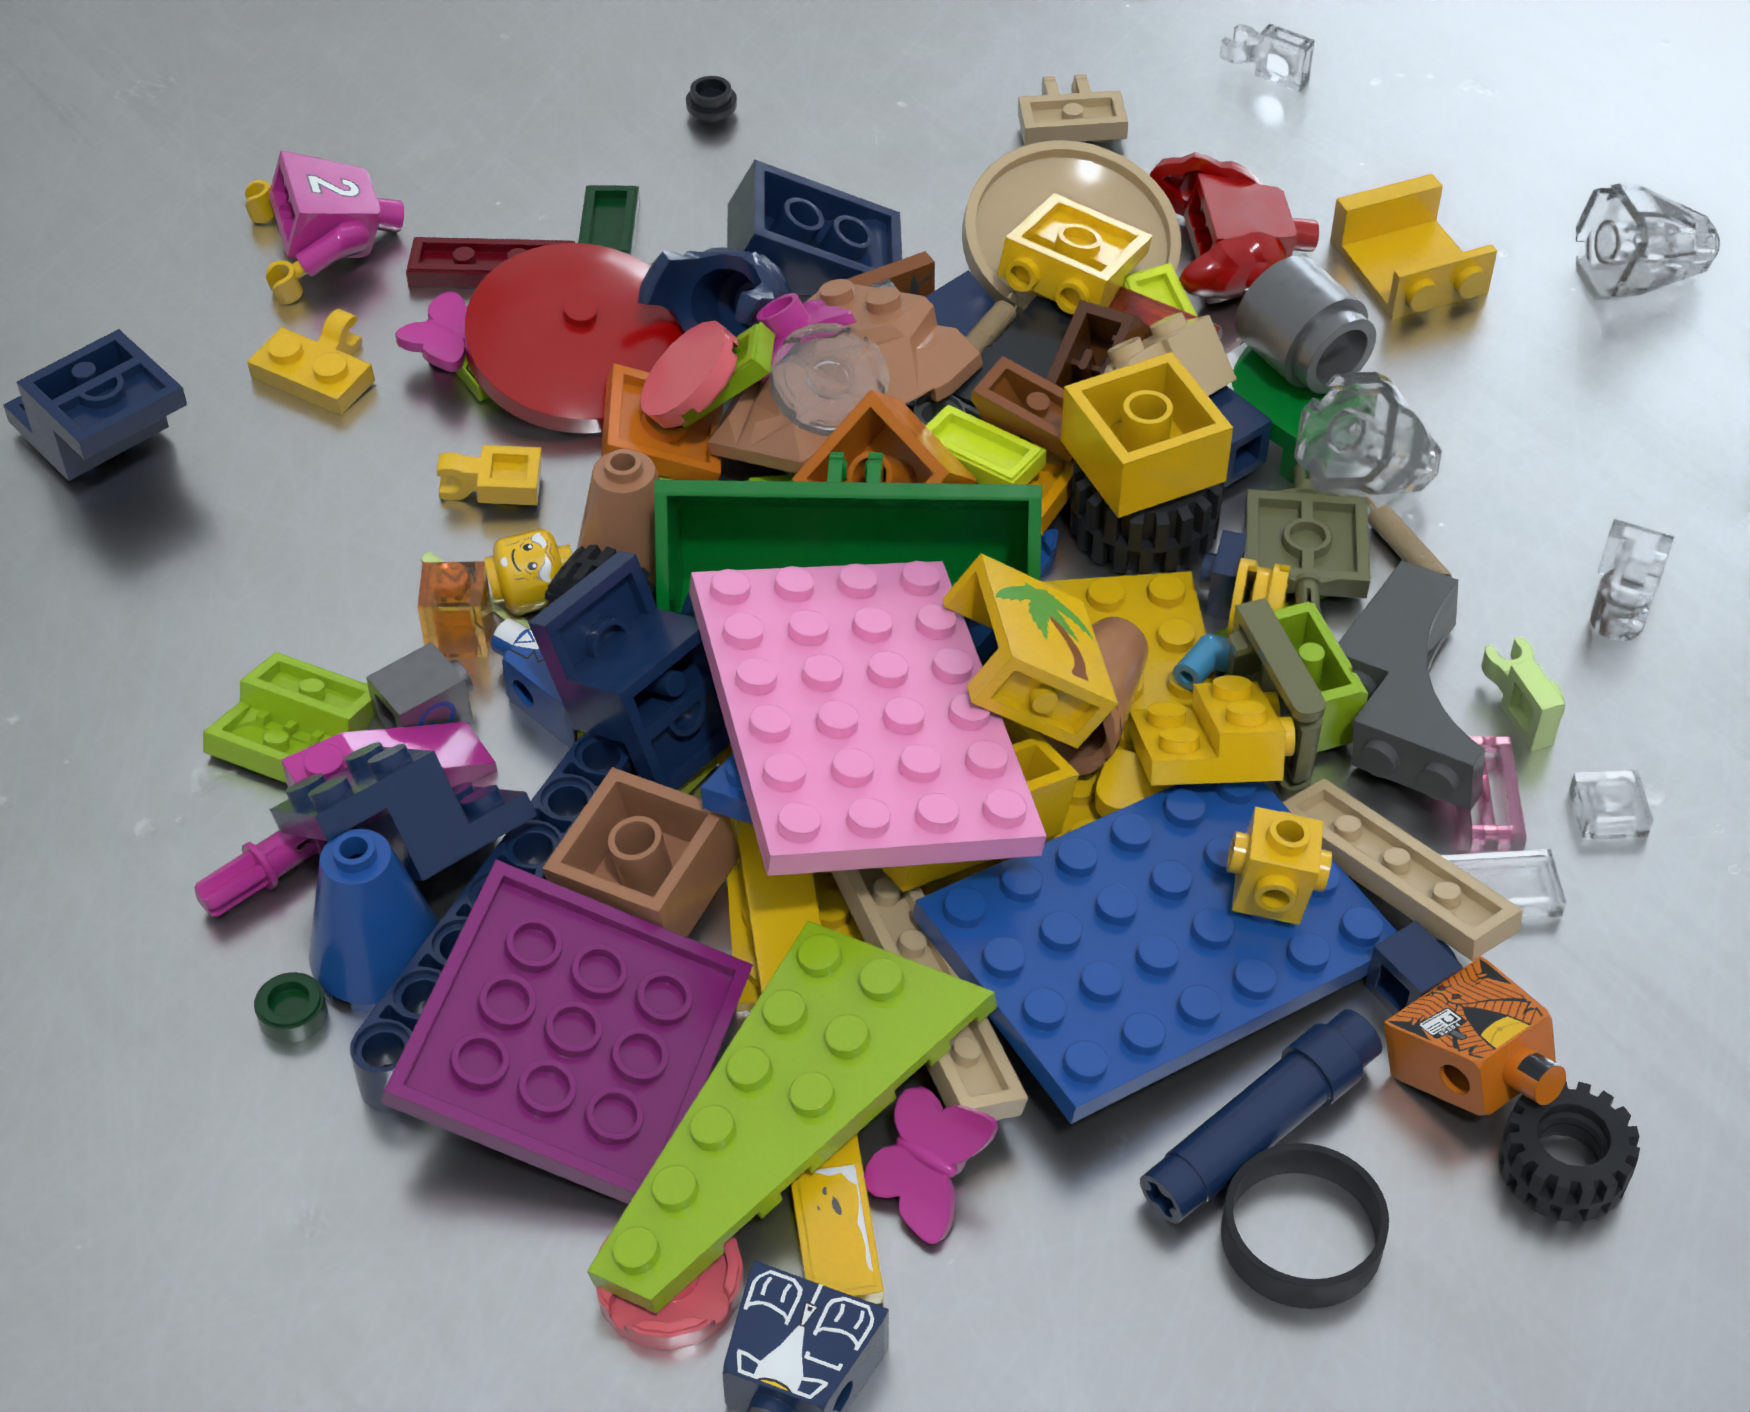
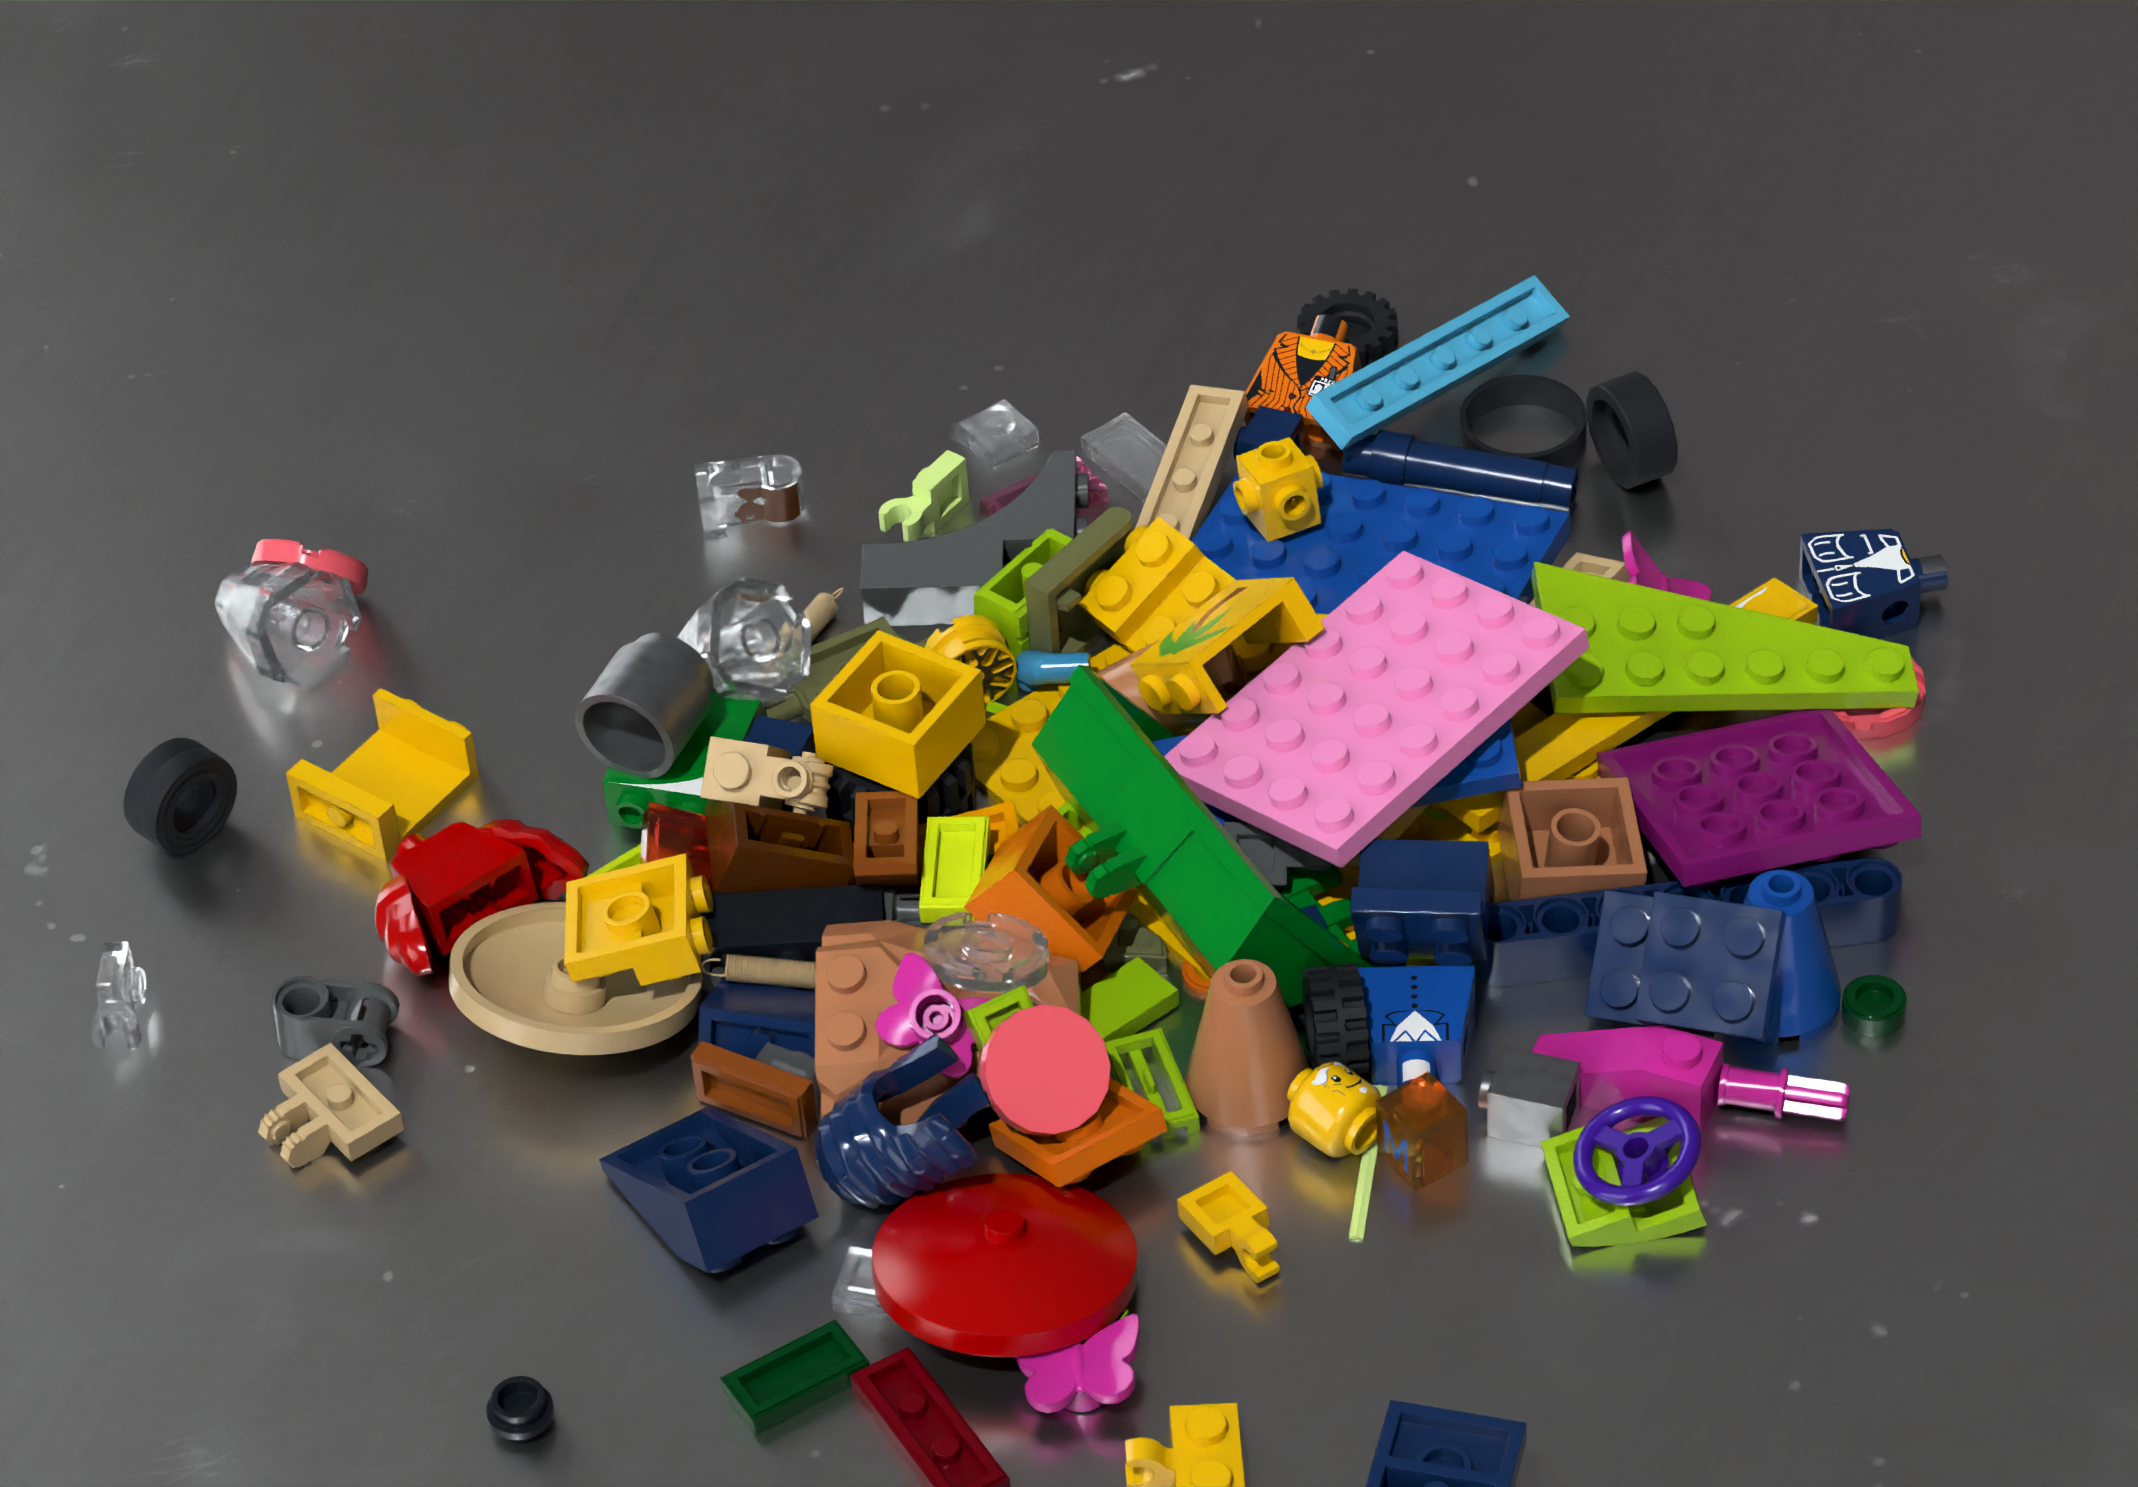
camera: 120 degrees left, 5 degrees down
(279, 708) = (1640, 1155): none -> dark purple piece
(1155, 129) = (326, 1011): none -> dark grey piece
(1220, 1264) = (1631, 429): none -> black tyre
(1435, 1173) = (1437, 362): none -> medium azure plate
(1456, 125) = (180, 795): none -> black tyre
(1692, 270) = (287, 551): none -> coral tile

